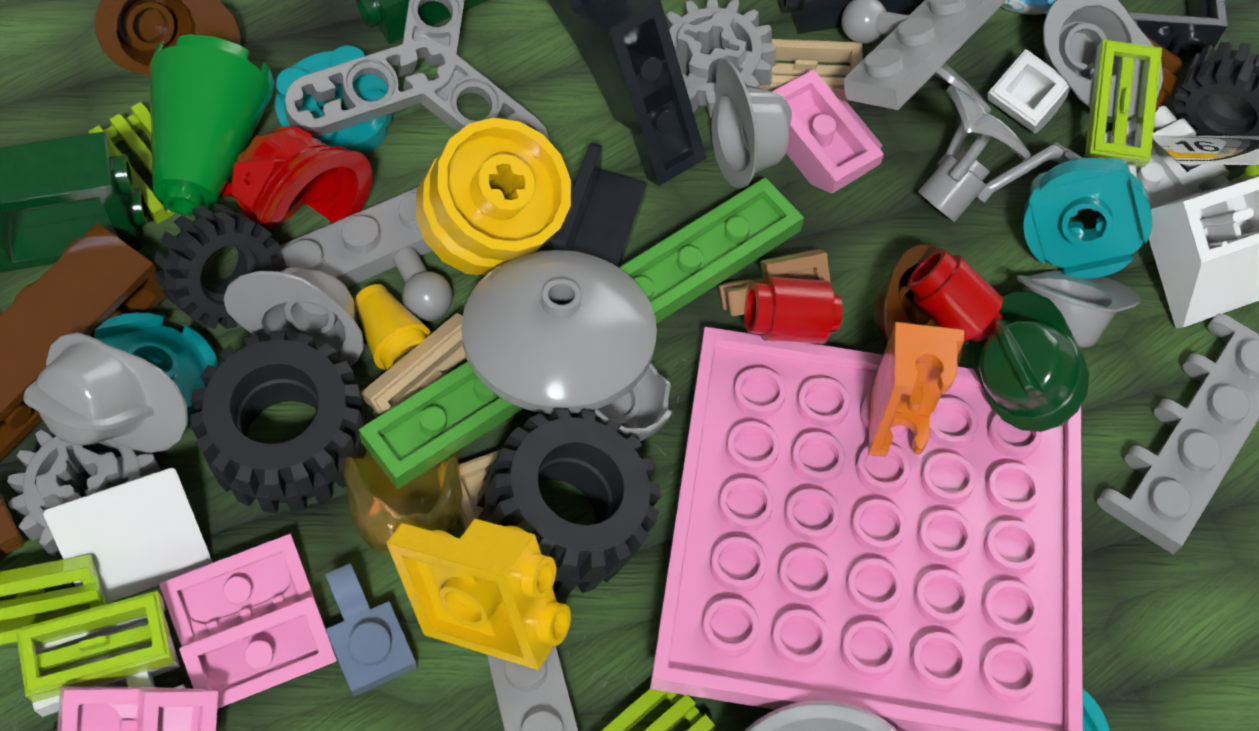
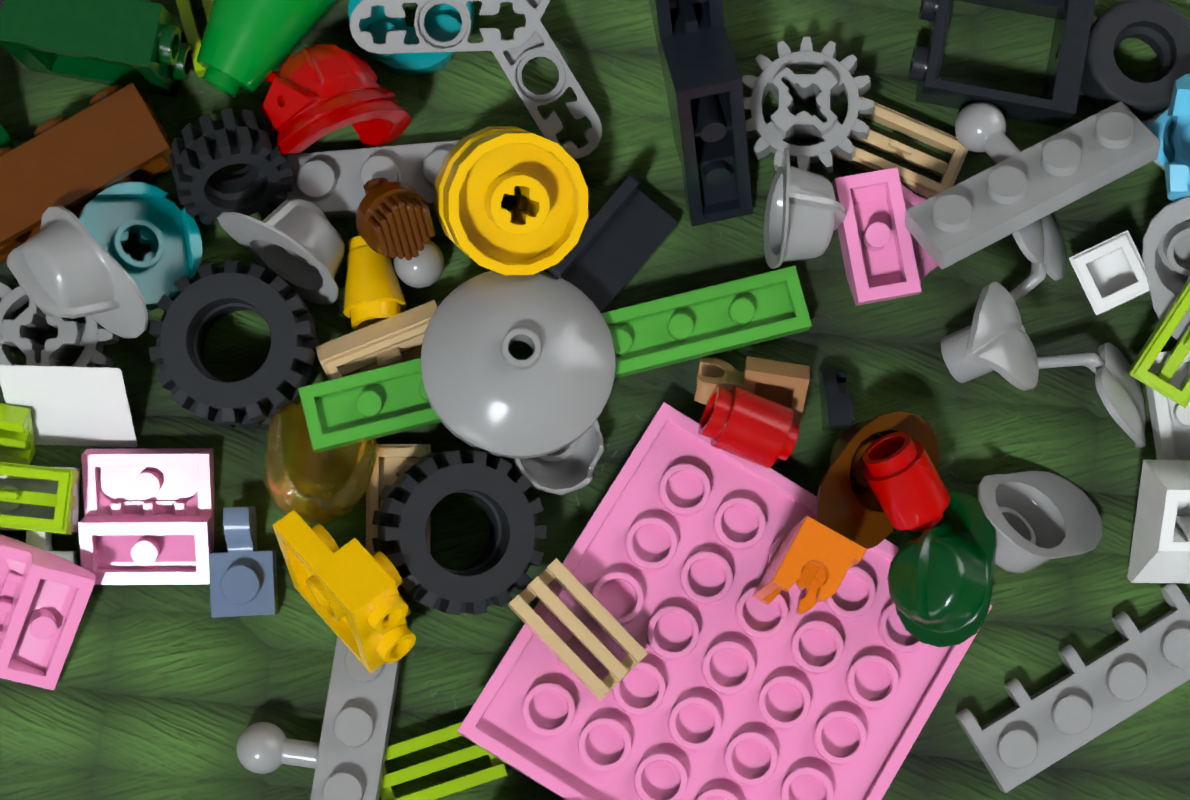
camera: 30 degrees right, 20 degrees up
(393, 252) = (394, 219): none -> reddish brown piece
(727, 526) = (540, 589): none -> tan tile
(854, 276) = (835, 402): none -> black tile
(1092, 185) = (1112, 431): teal plate -> none

